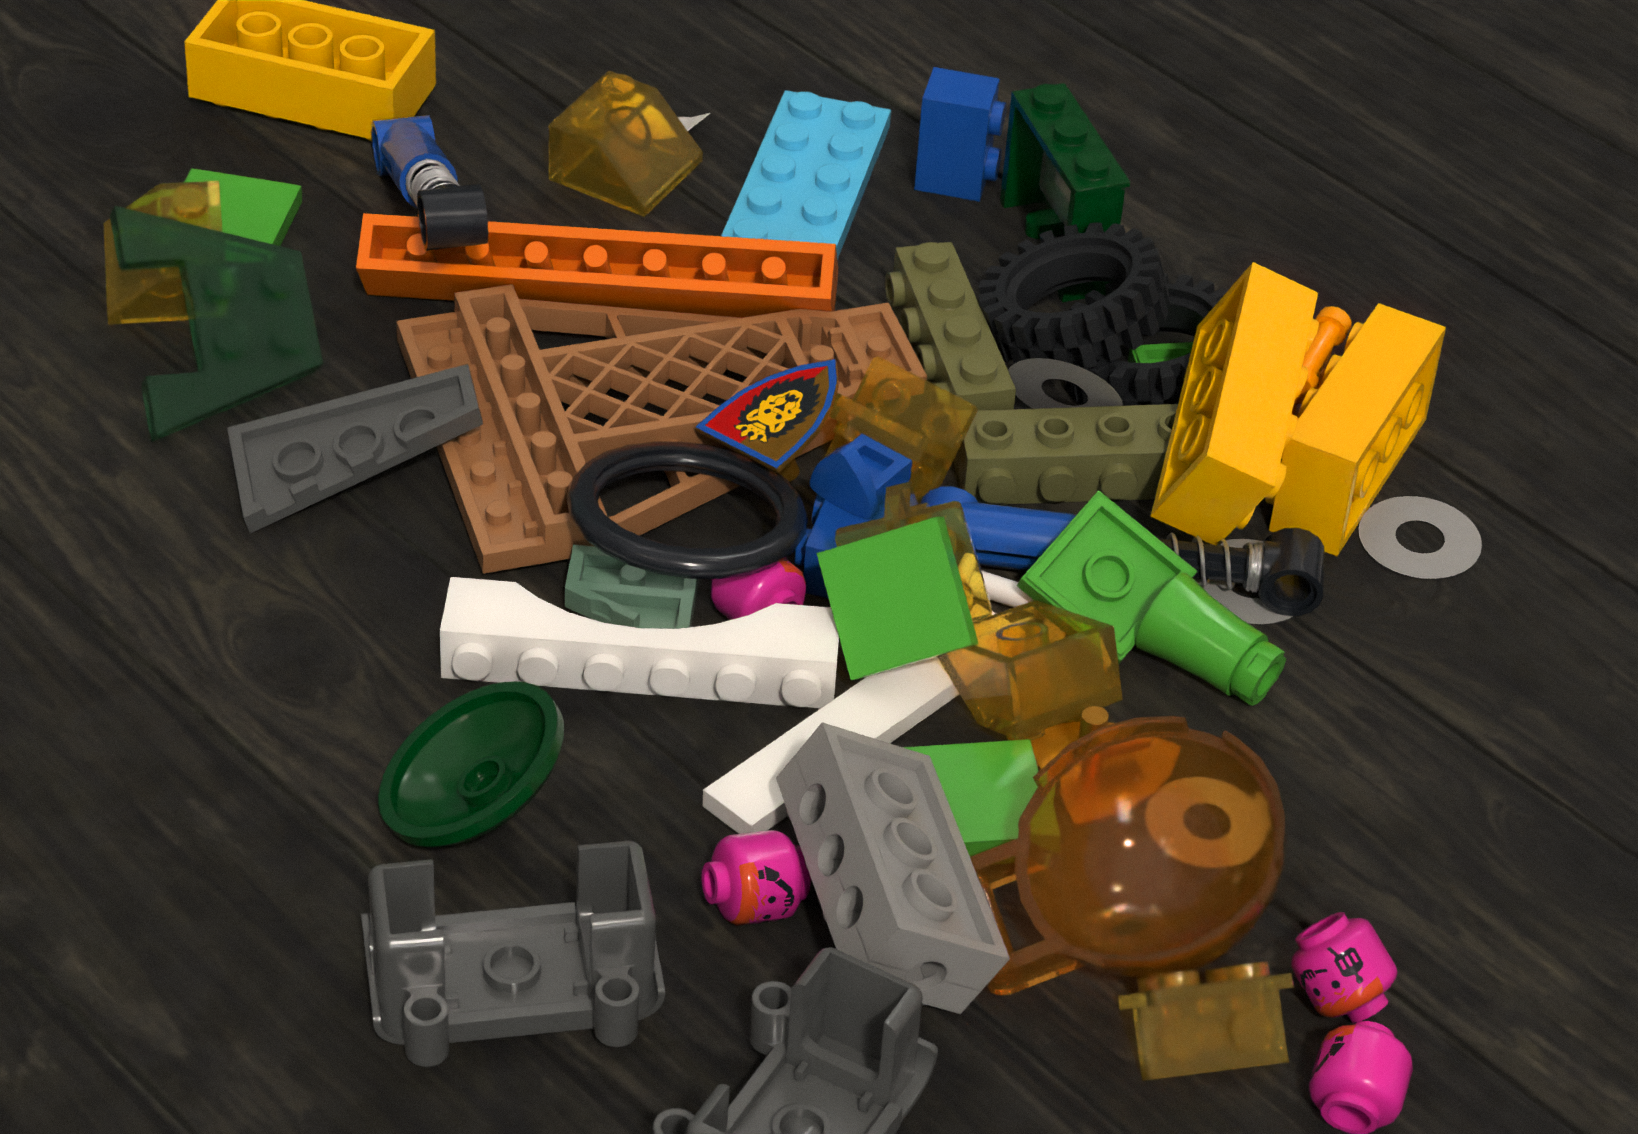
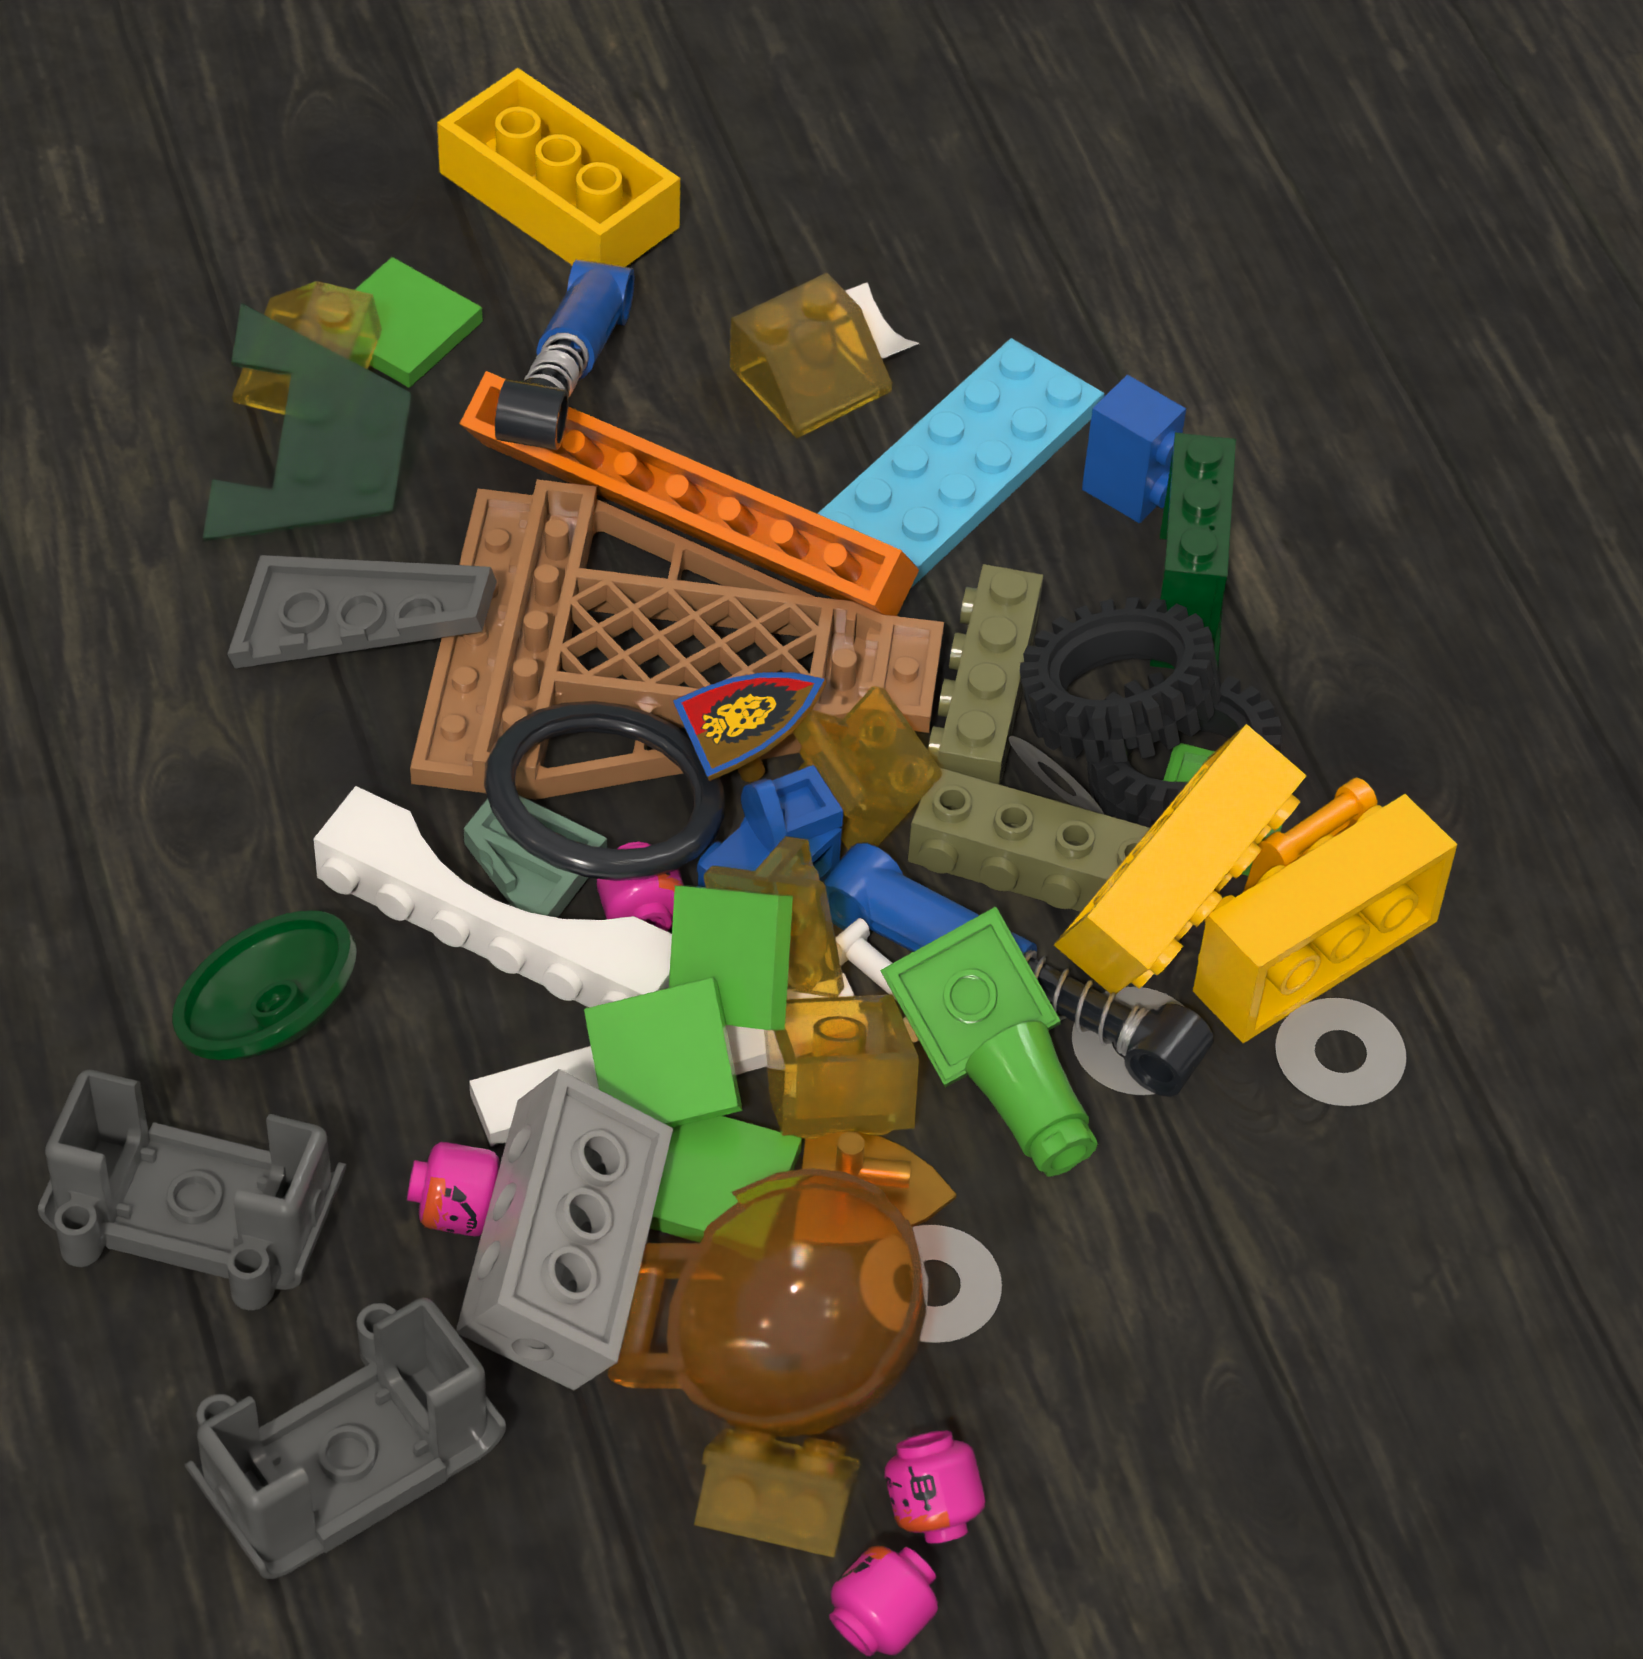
camera: 25 degrees right, 10 degrees up
(884, 691) = (666, 1053): none -> bright green tile

